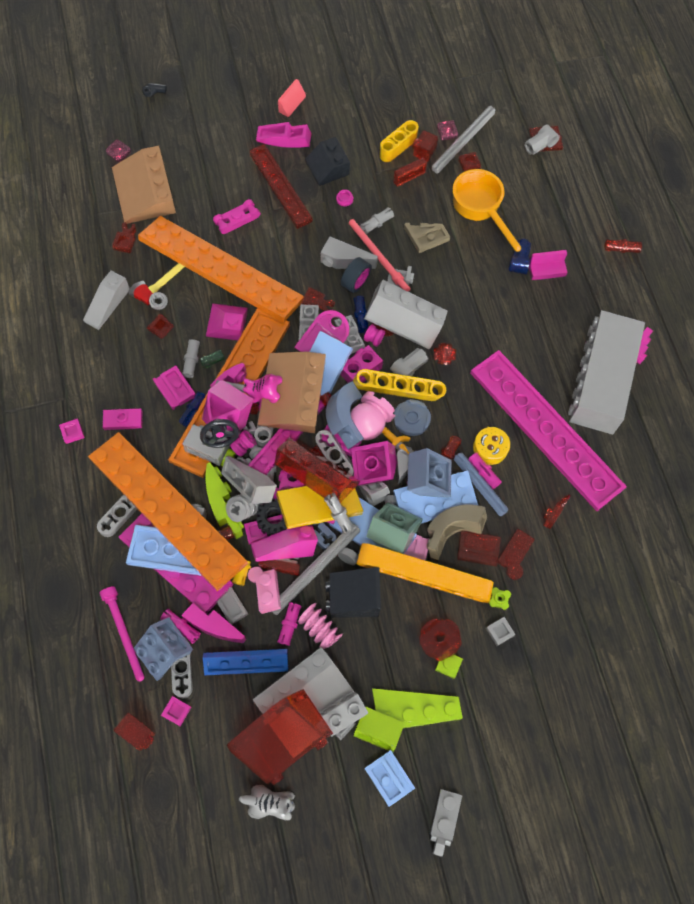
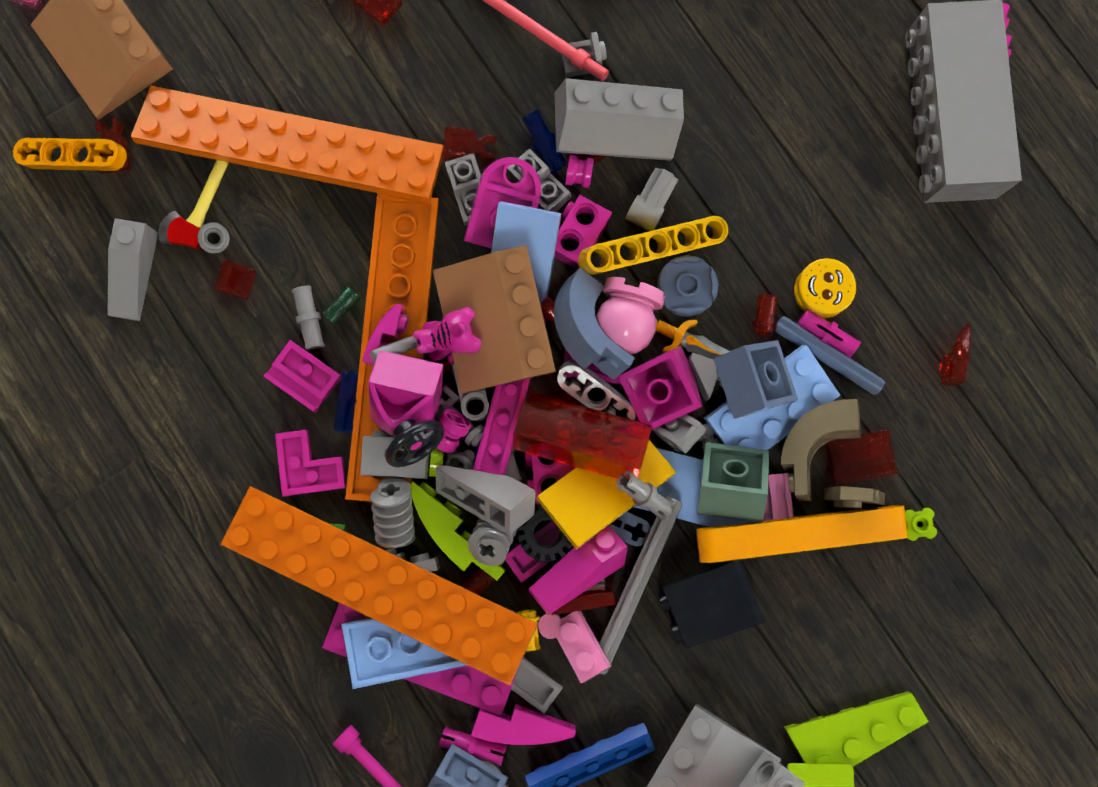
camera: 20 degrees left, 15 degrees up
(71, 431) = (175, 508): dark pink plate -> none
(78, 227) = (69, 154): none -> light orange beam
(120, 520) = (292, 627): light grey beam -> none
(122, 419) = (244, 457): dark pink plate -> none
(151, 439) = (302, 474): none -> dark pink plate
(192, 475) = (393, 513): none -> light grey piece
(226, 322) = (337, 232): dark pink slope -> none
(237, 217) = (276, 41): dark pink plate -> none
(289, 624) = (630, 681): dark pink pin -> none
(319, 627) = (678, 670): bright pink piece -> none
(340, 254) = (476, 49): light grey slope -> none
(348, 556) = (678, 545): light grey tile -> none
(356, 274) = (513, 78): black wheel -> none
(442, 649) = (876, 615): clear red plate -> none
(444, 353) = (701, 162): clear red gear -> none
(449, 666) = (880, 649): lime plate -> none
(465, 563) = (853, 496): none -> dark tan wing
(500, 631) = (938, 573): light grey plate -> none
(515, 553) = (916, 445): clear red hinge -> none
(548, 430) = (899, 229): dark pink plate -> none

